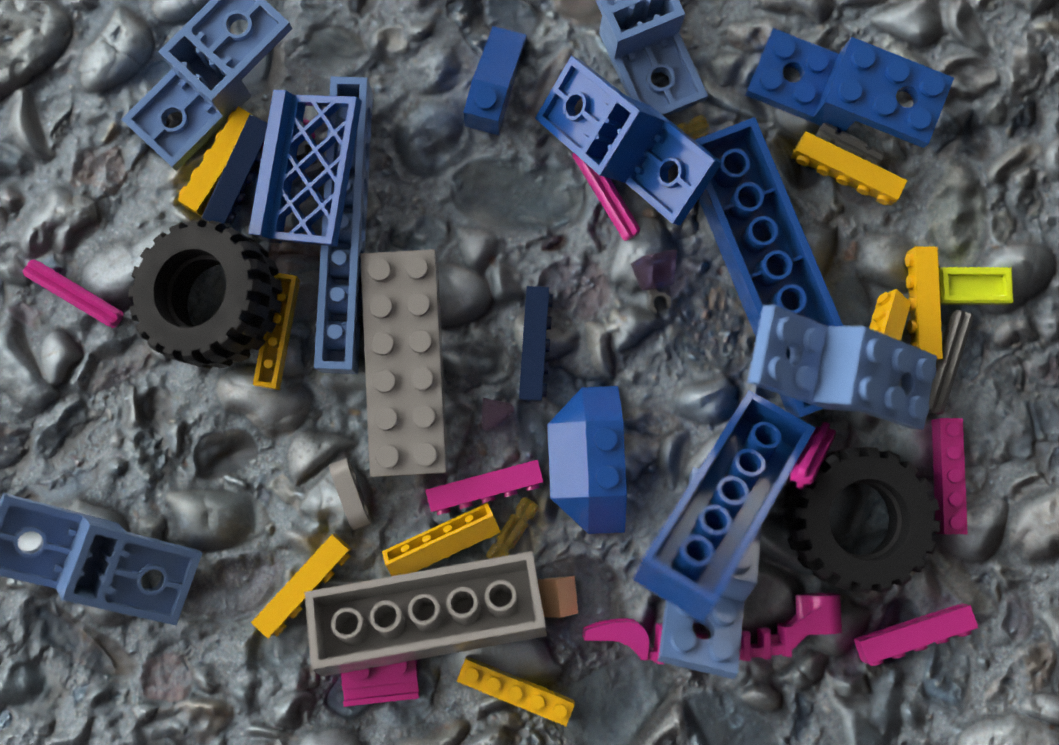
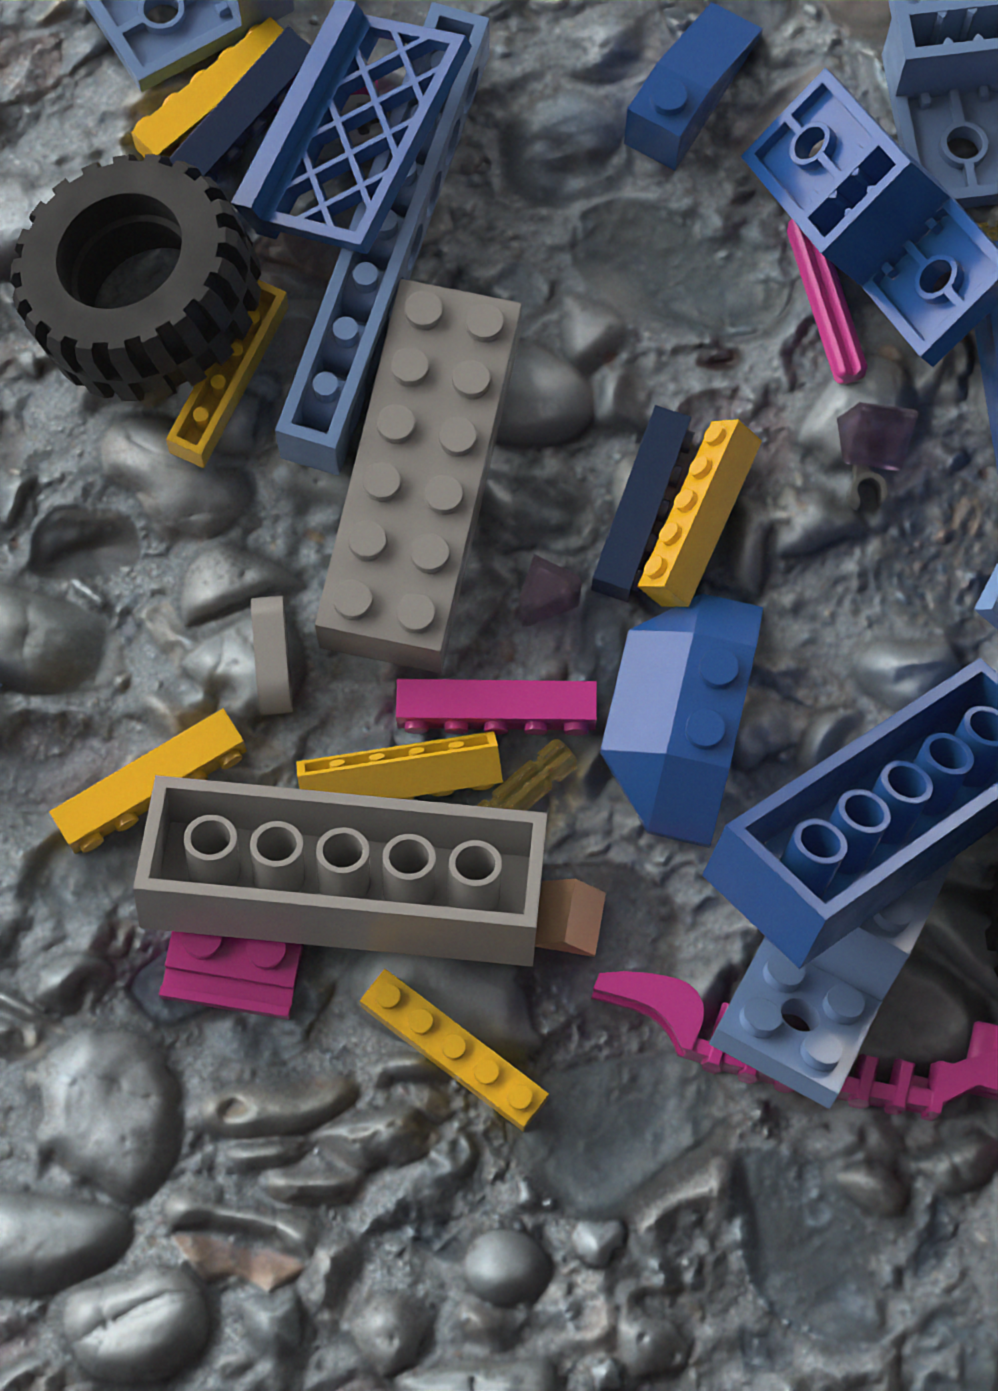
camera: 20 degrees right, 10 degrees down
(568, 342) = (699, 513): none -> yellow piece

